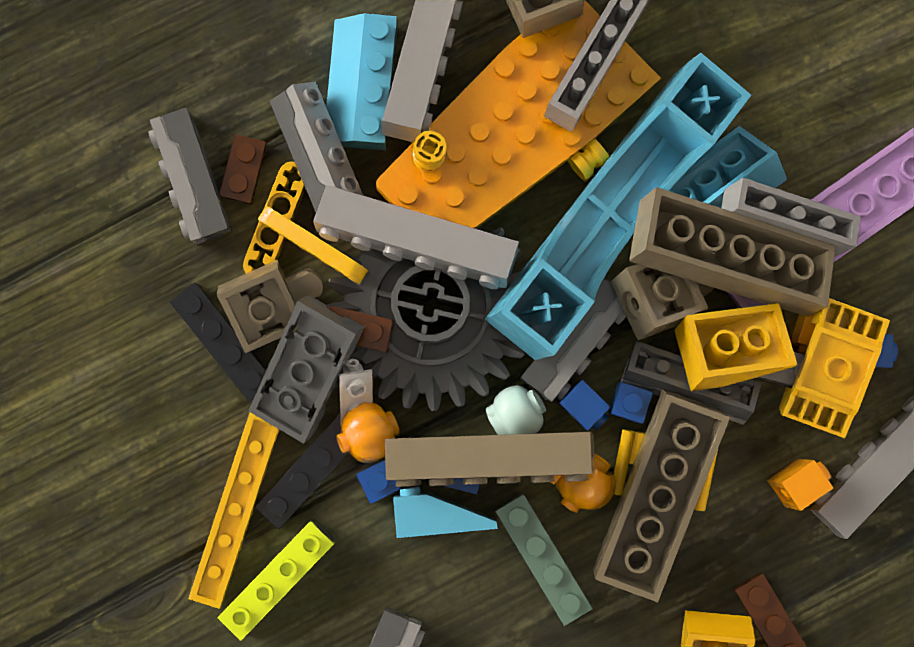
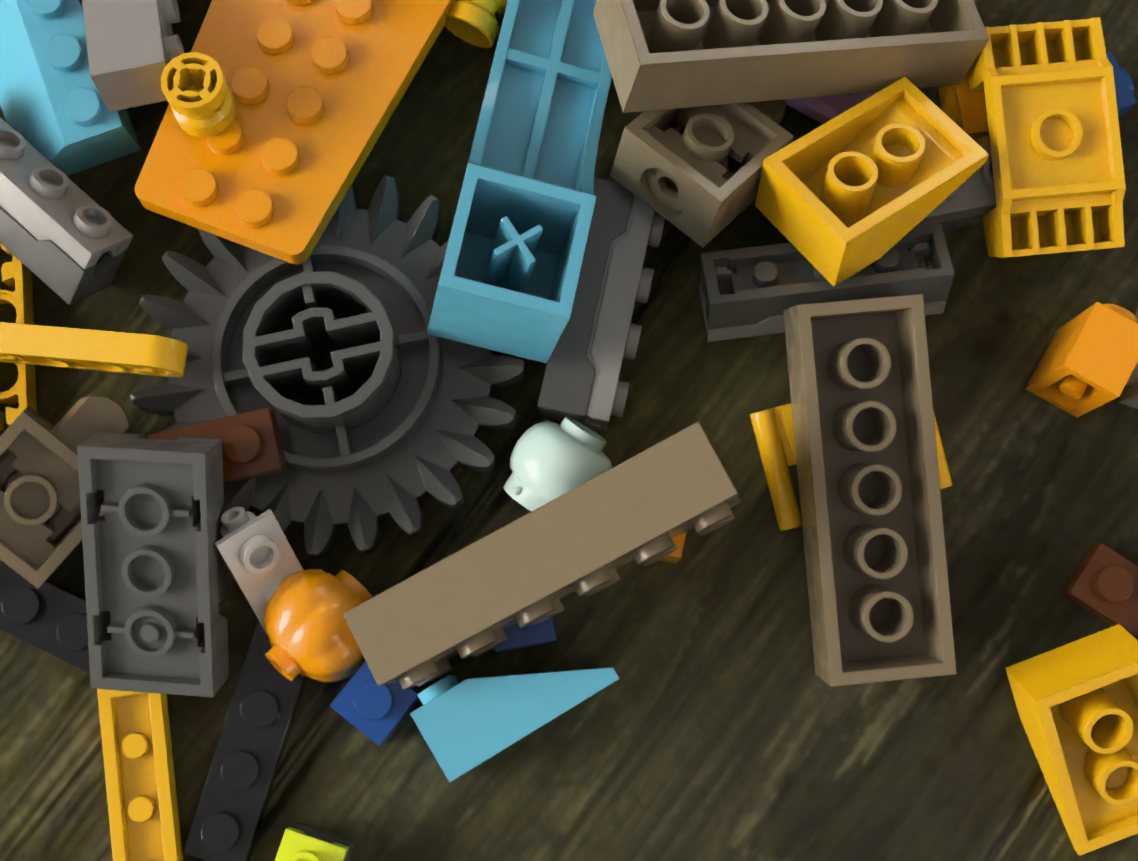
camera: 25 degrees left, 5 degrees down
(415, 237) = (237, 242): light grey brick -> none
(543, 559) = (726, 698): sand green brick -> none
(585, 406) = (667, 403): blue brick -> none
(590, 493) = (743, 546): light orange plant -> none
(630, 403) = (740, 364): blue brick -> none

